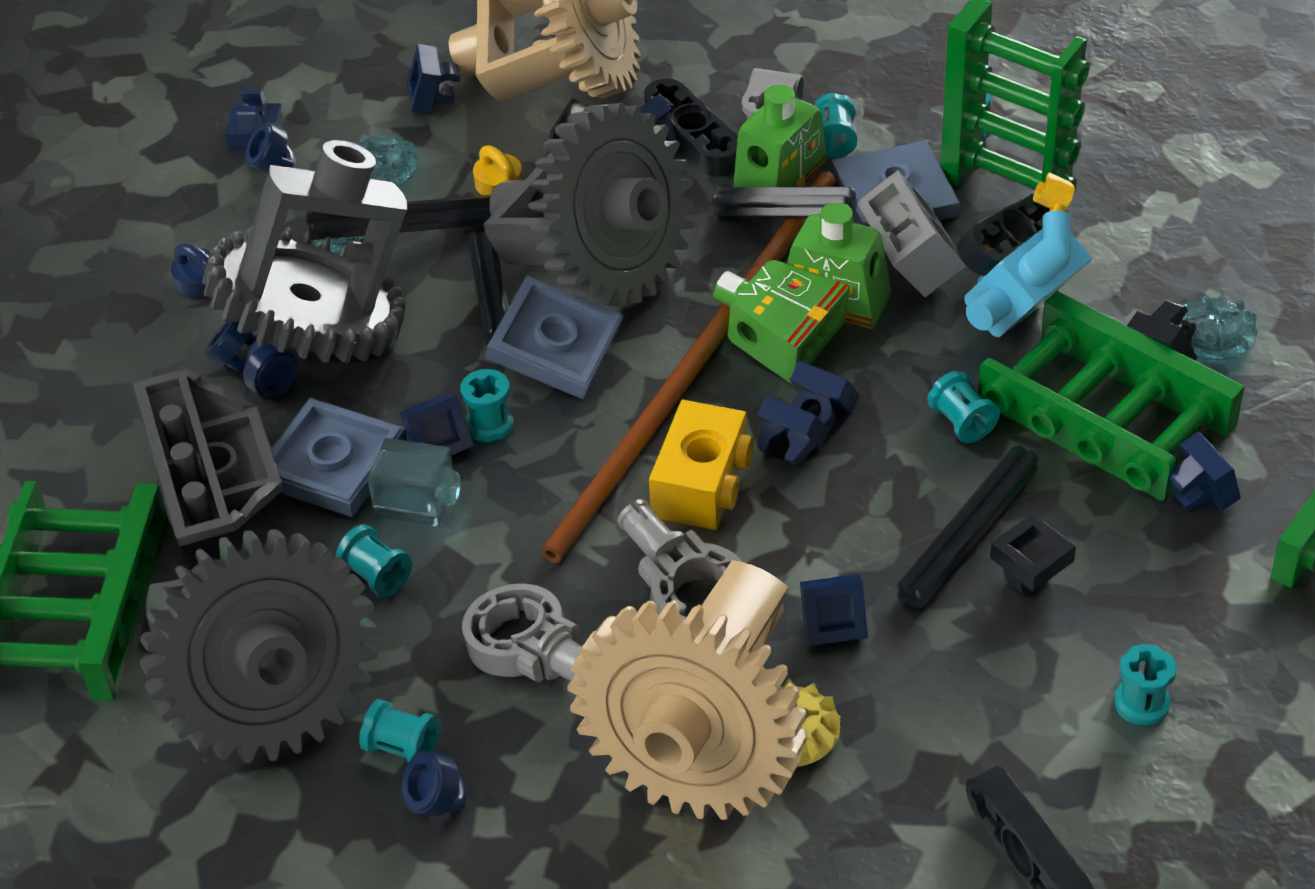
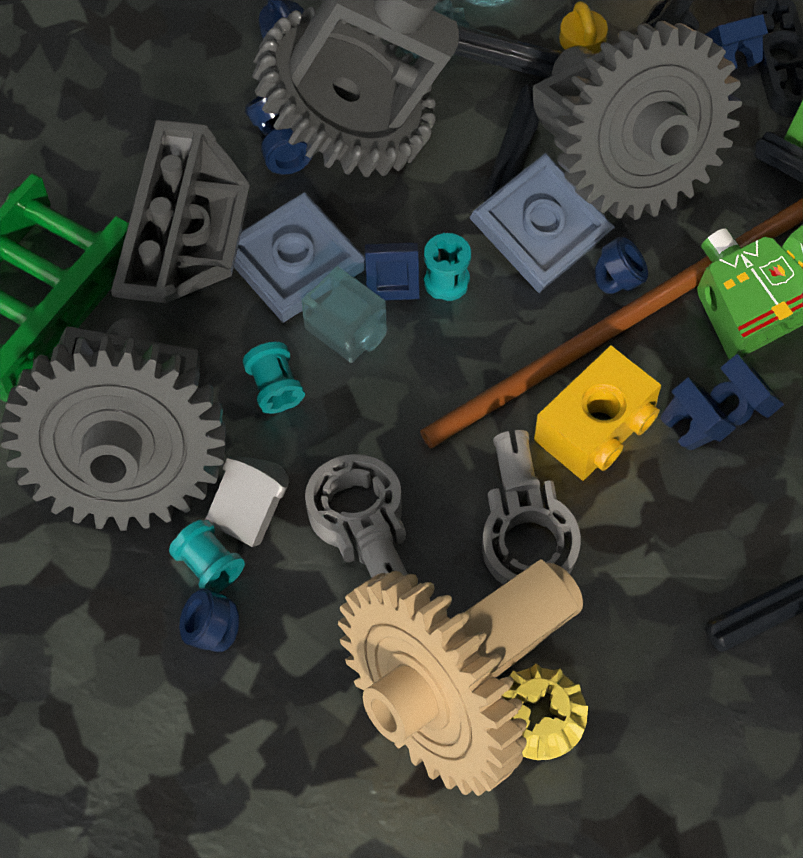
camera: 25 degrees right, 15 degrees up
(411, 668) = (247, 498): none -> light grey tile
(652, 339) = (624, 265): none -> dark blue tile
(833, 609) = (635, 620): dark blue tile -> none

